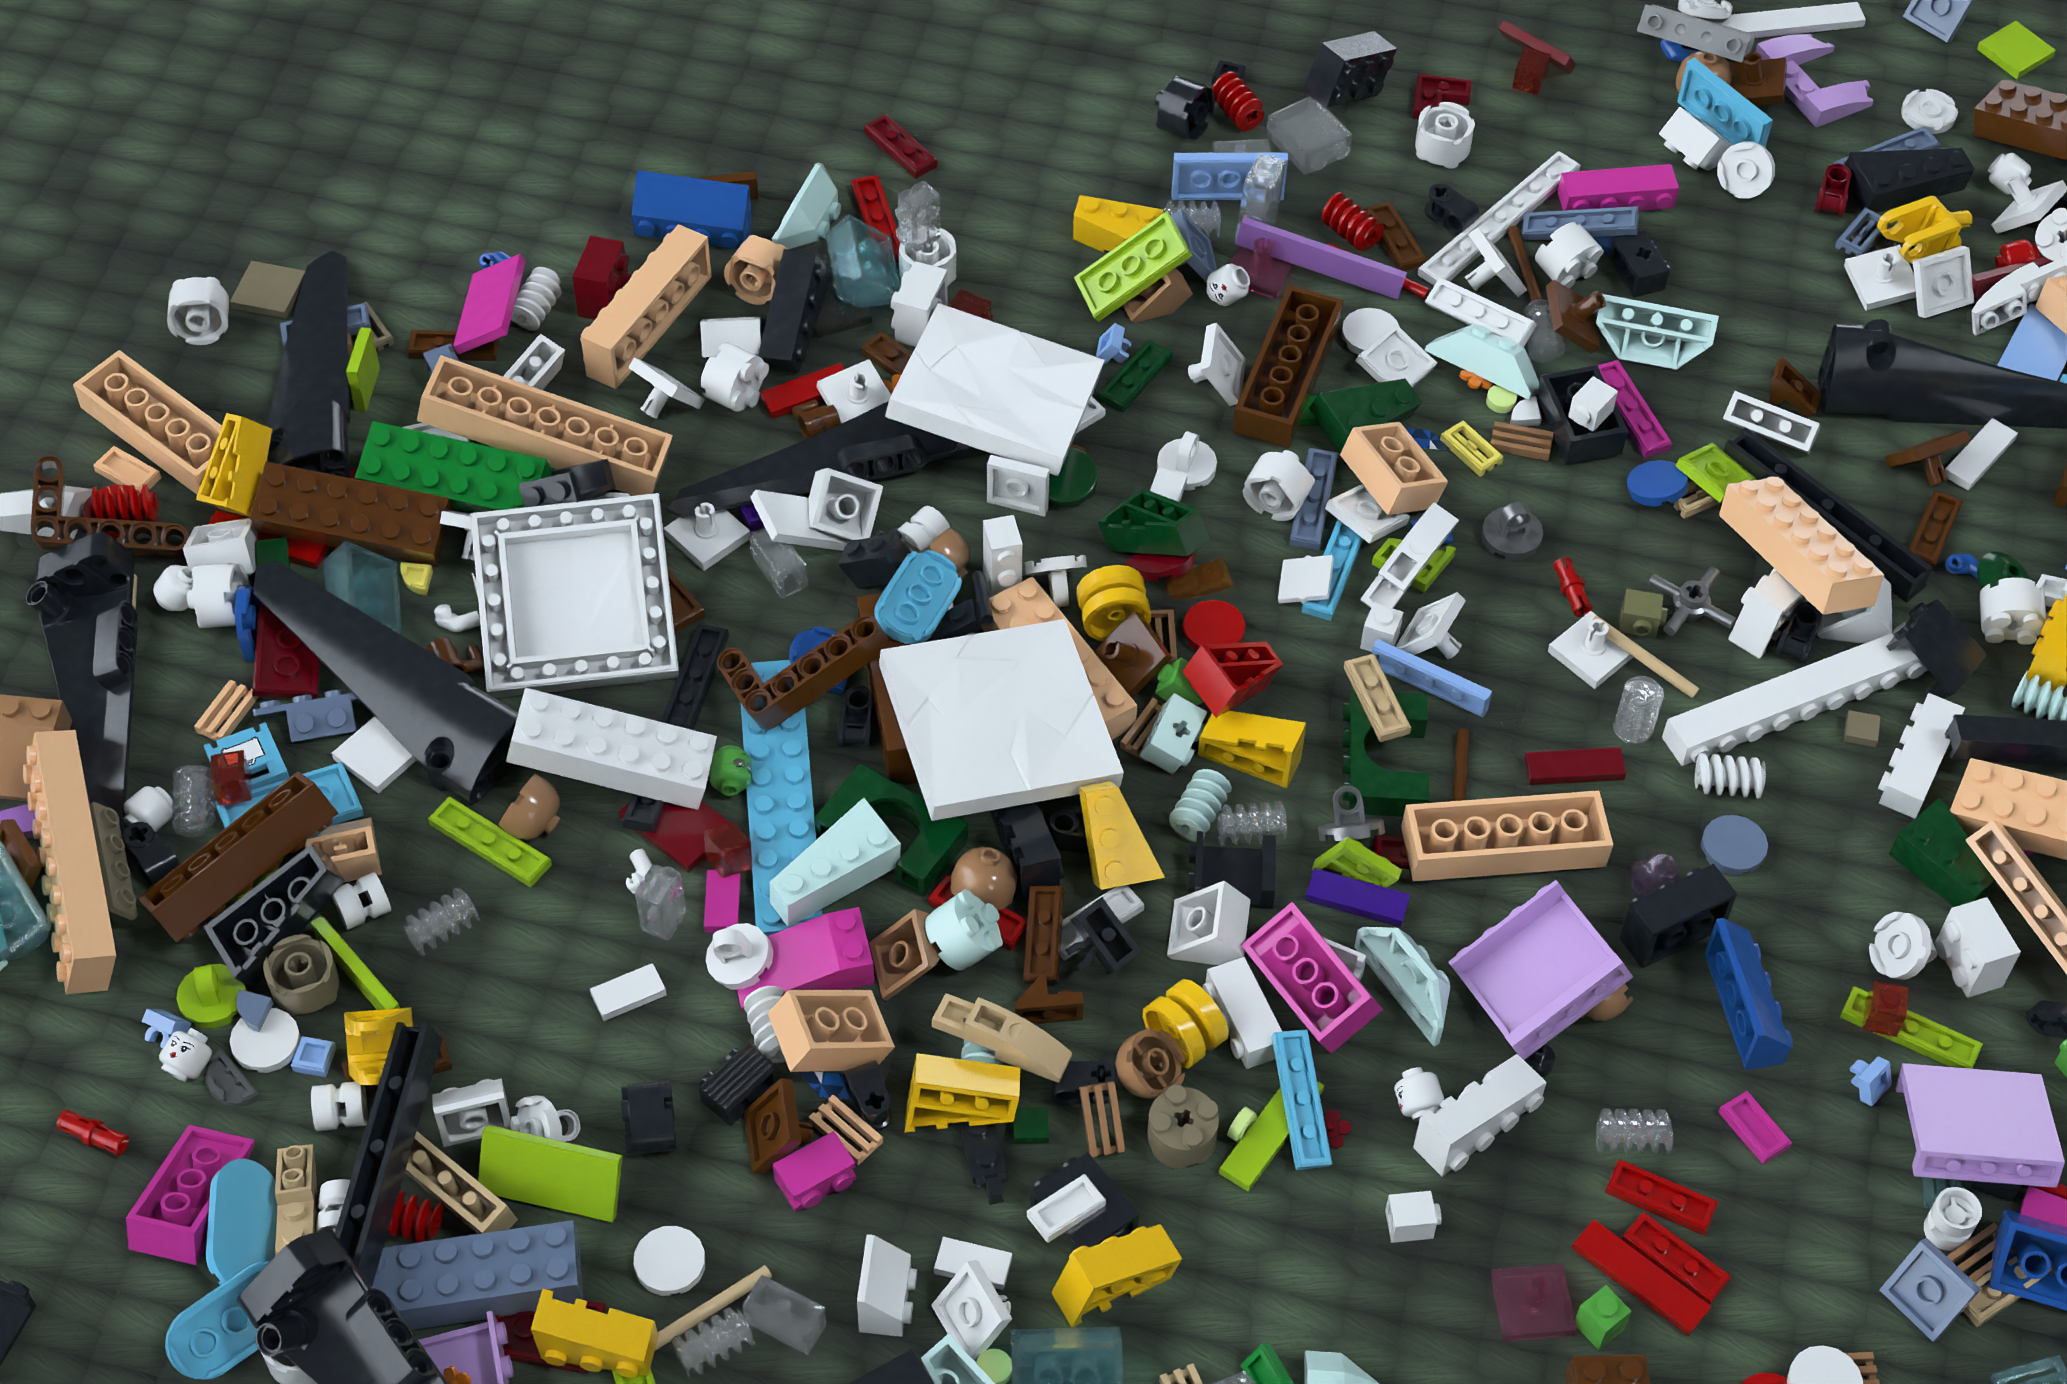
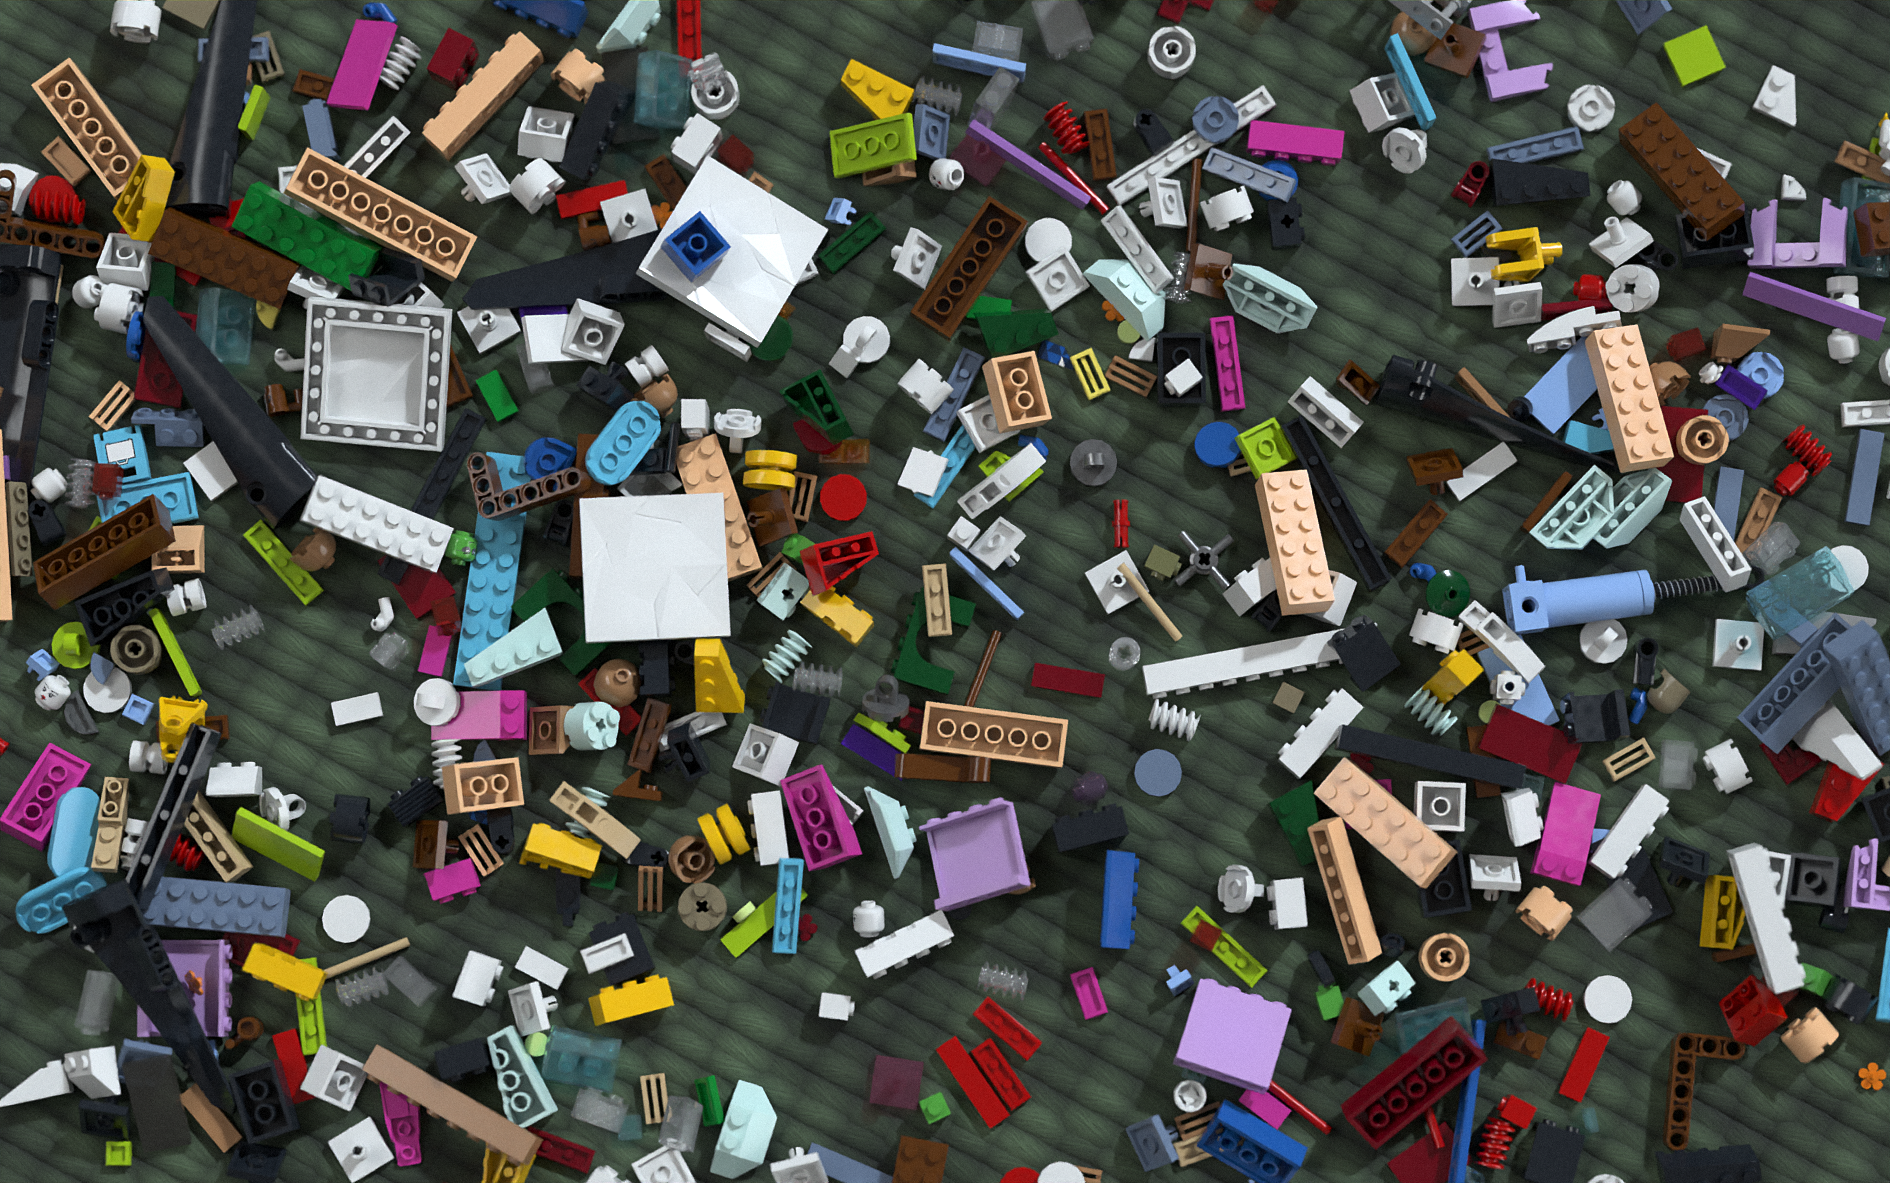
camera: 15 degrees right, 30 degrees up
(736, 606) = (497, 396): none -> green tile
(954, 365) = (695, 246): none -> blue brick
(1458, 890) = (942, 768): none -> reddish brown beam
(1519, 185) = (1215, 119): none -> sand blue tile

